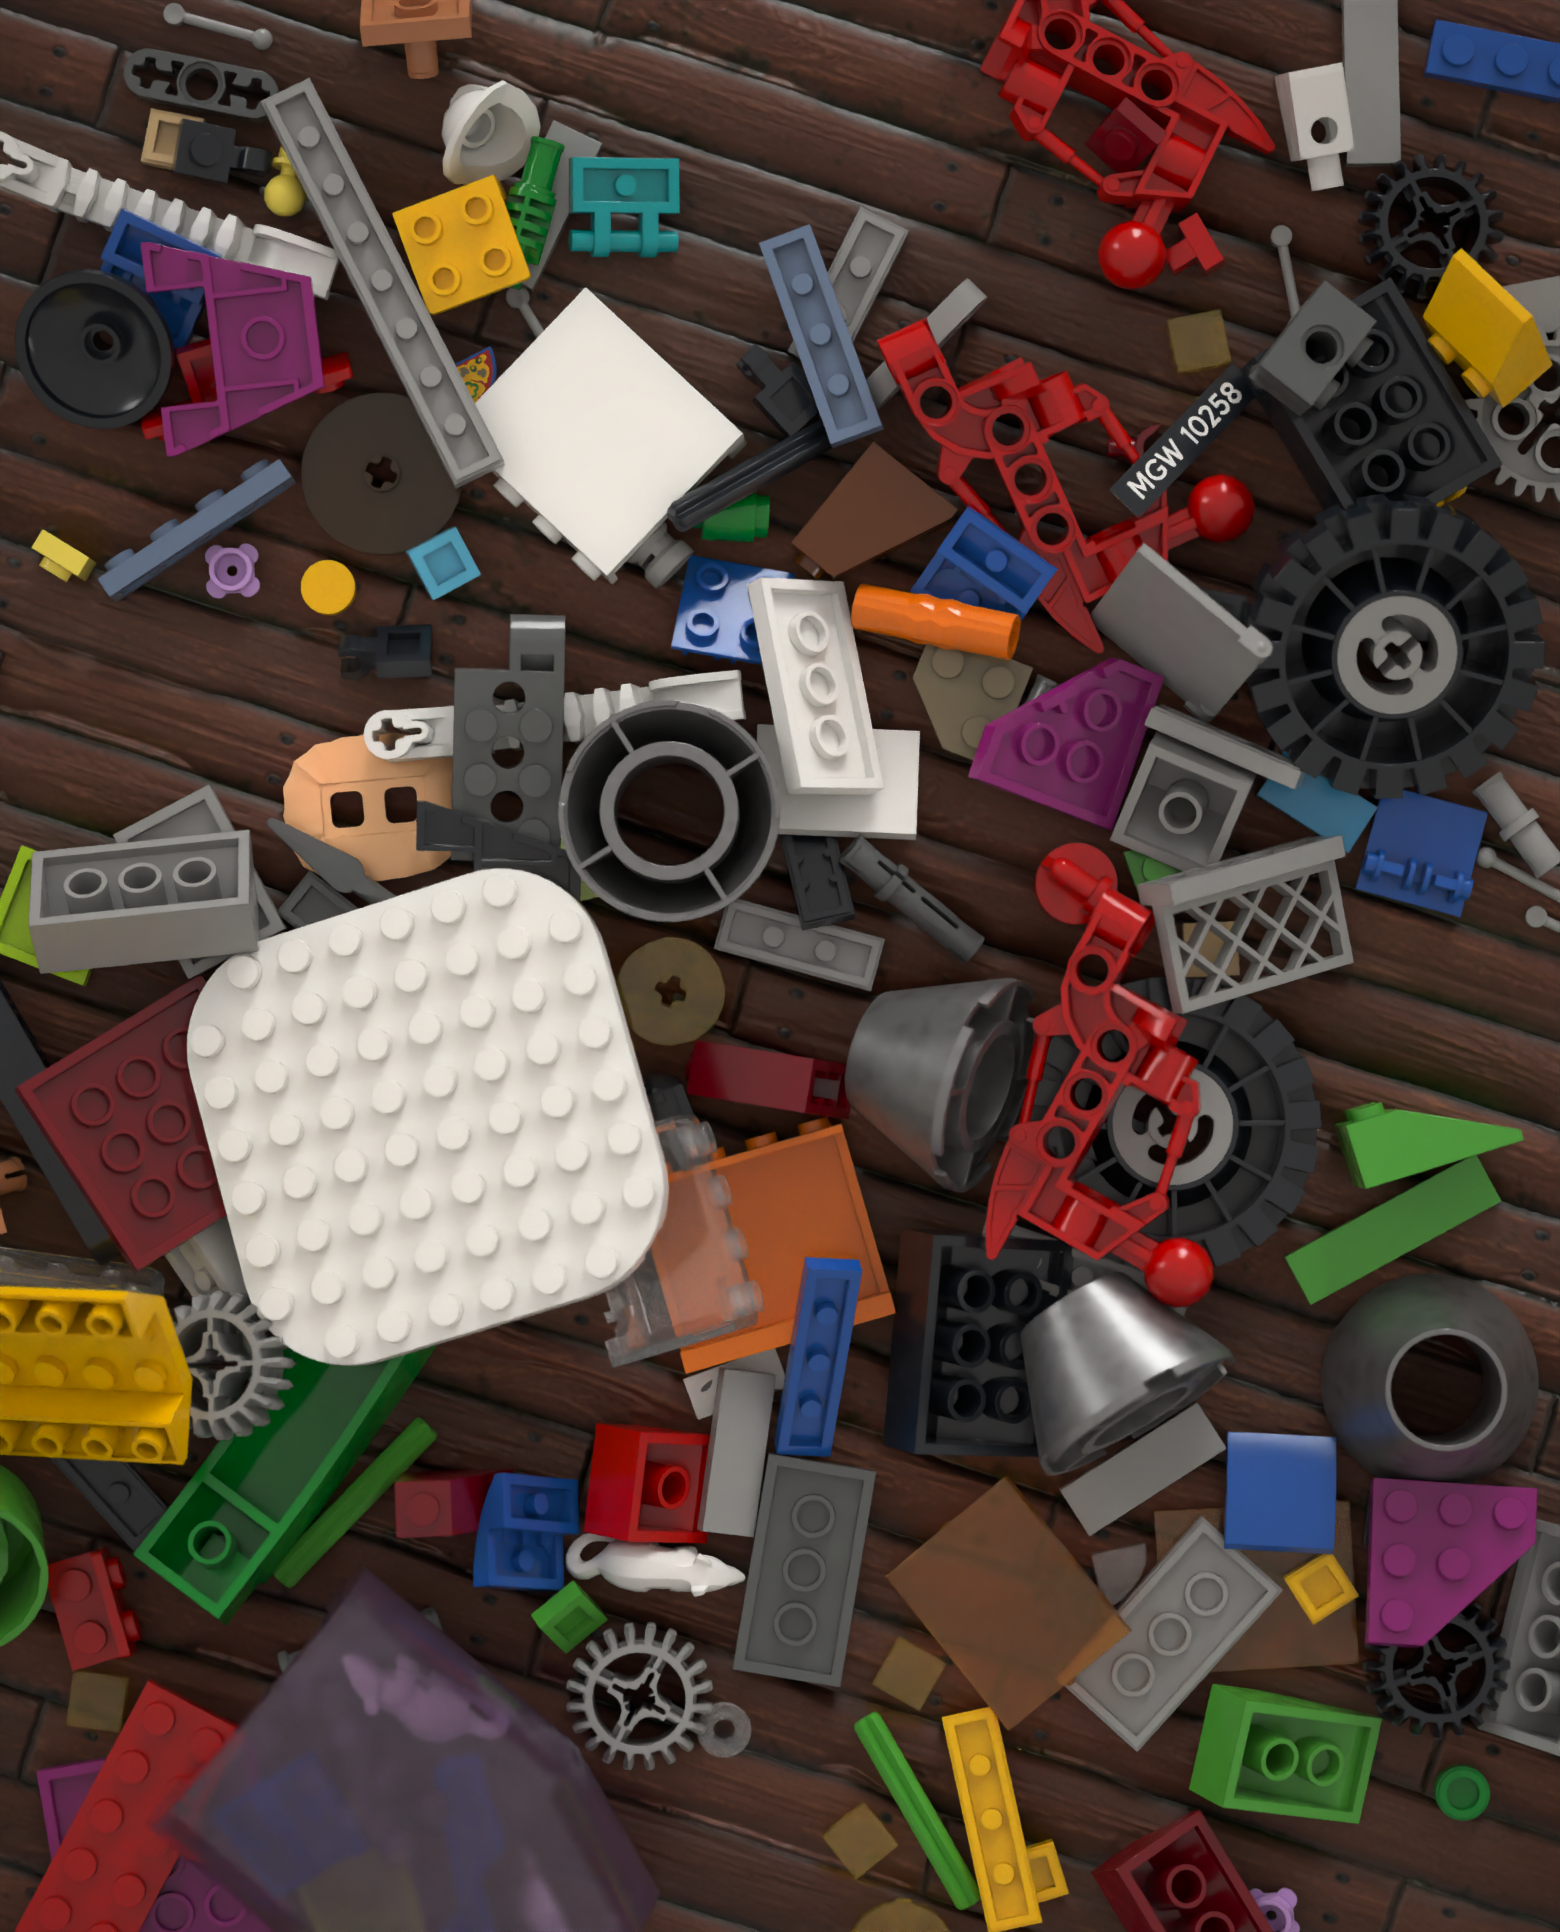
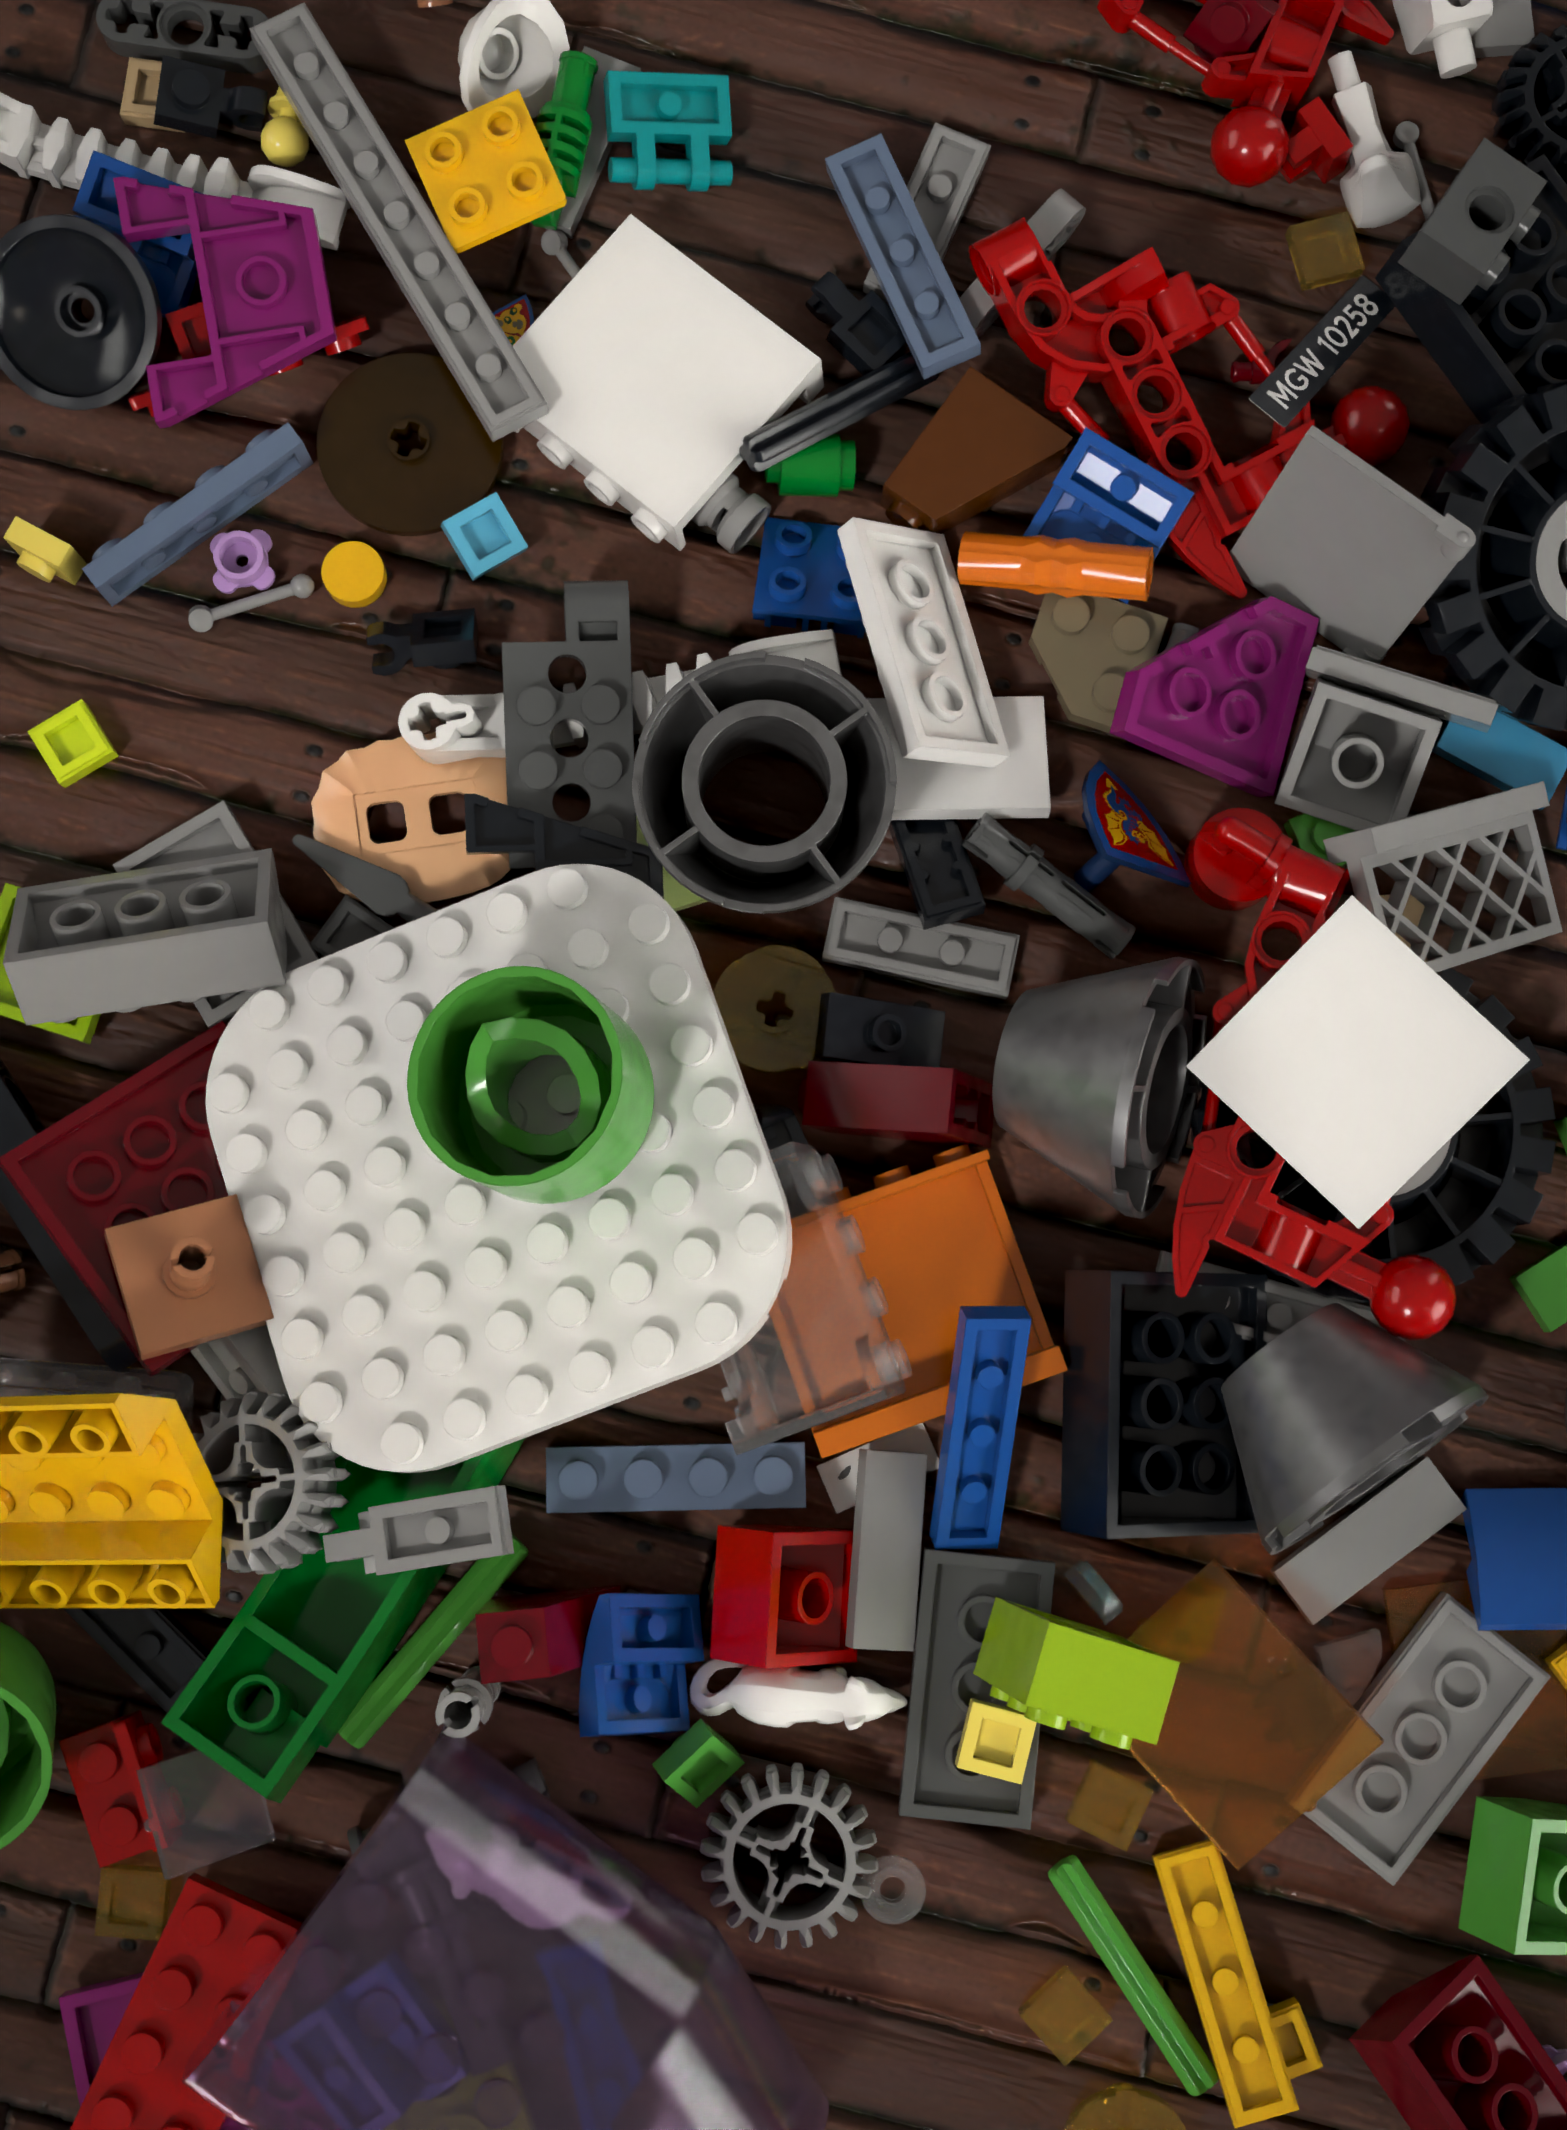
camera: 10 degrees left, 5 degrees down
(80, 723) = (73, 743): none -> neon yellow tile
(160, 1629) = (200, 1813): none -> clear piece
(170, 1193) = (188, 1276): none -> nougat tile
(195, 618) = (202, 617): none -> light grey hinge
(358, 1414) = (427, 1532): none -> light grey hinge
(380, 1564) = (466, 1704): none -> light grey pin
(407, 1056) = (477, 1047): none -> bright green piece
(562, 1381) = (674, 1477): none -> sand blue plate
(758, 1018) = (878, 1032): none -> black plate
(814, 1612) = (995, 1741): none -> light yellow plate
(876, 1559) = (1075, 1674): none -> lime brick
(907, 1497) = (1094, 1591): none -> clear light blue tile
(979, 856) = (1123, 833): none -> shield
(1140, 1079) = (1357, 1062): none -> white sticker
(1251, 285) = (1380, 181): none -> white animal

